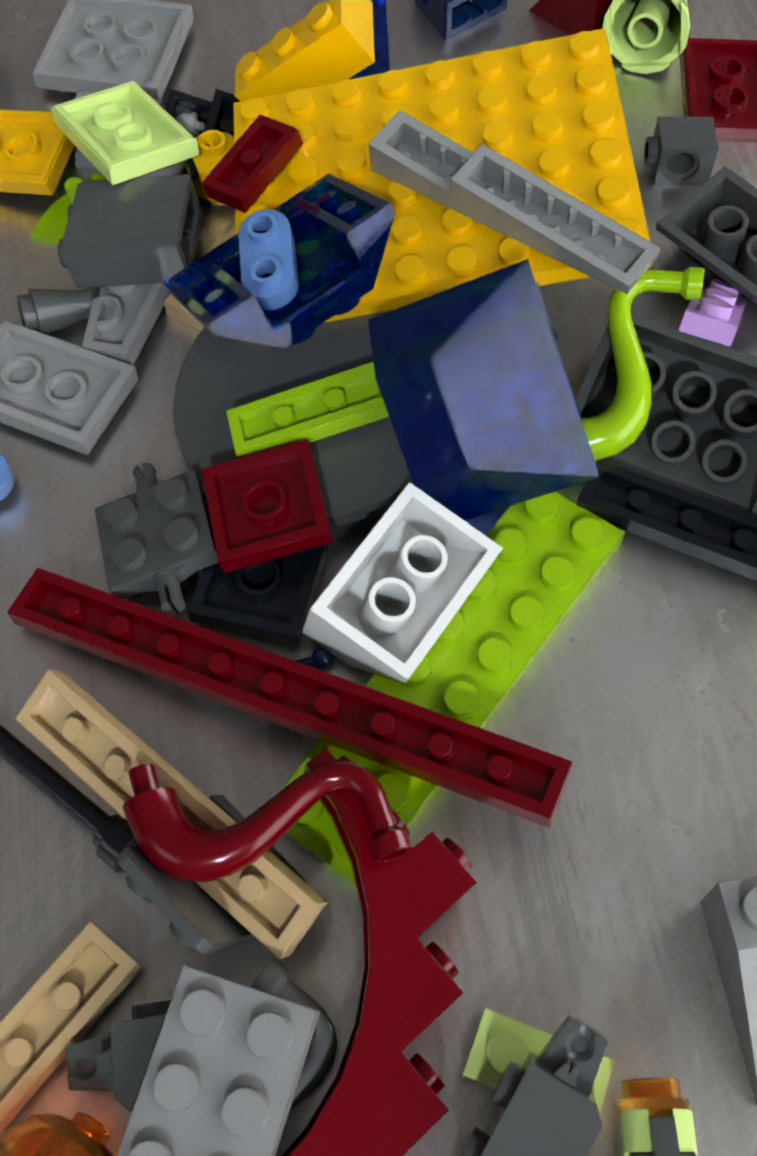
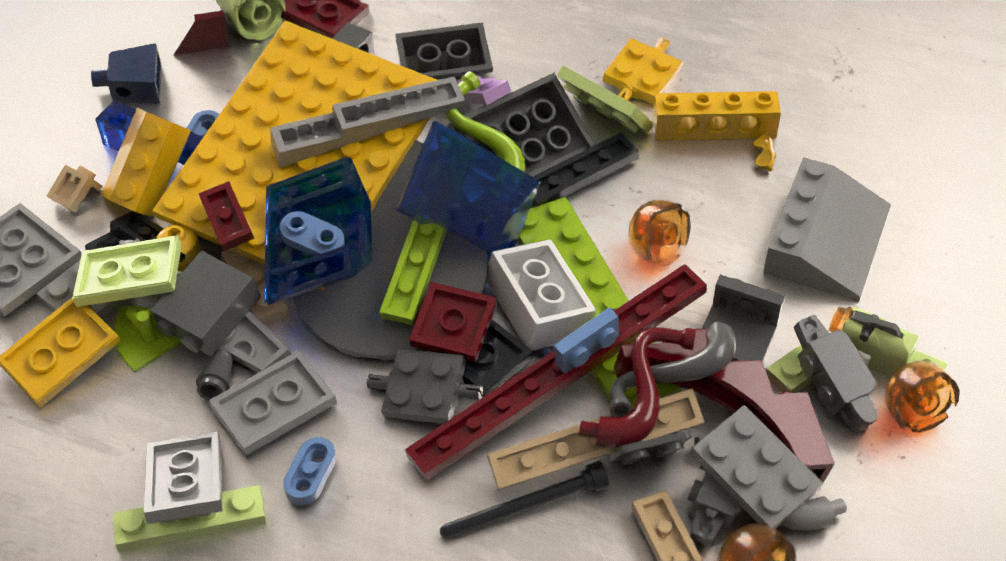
camera: 60 degrees left, 10 degrees down
(246, 32) = (72, 187): none -> tan bracket
(330, 699) = (586, 340): none -> medium blue plate
(360, 902) = (707, 362): none -> dark grey animal
(546, 919) = (750, 313): none -> dark grey bracket
(641, 693) = (658, 231): none -> clear orange cylinder

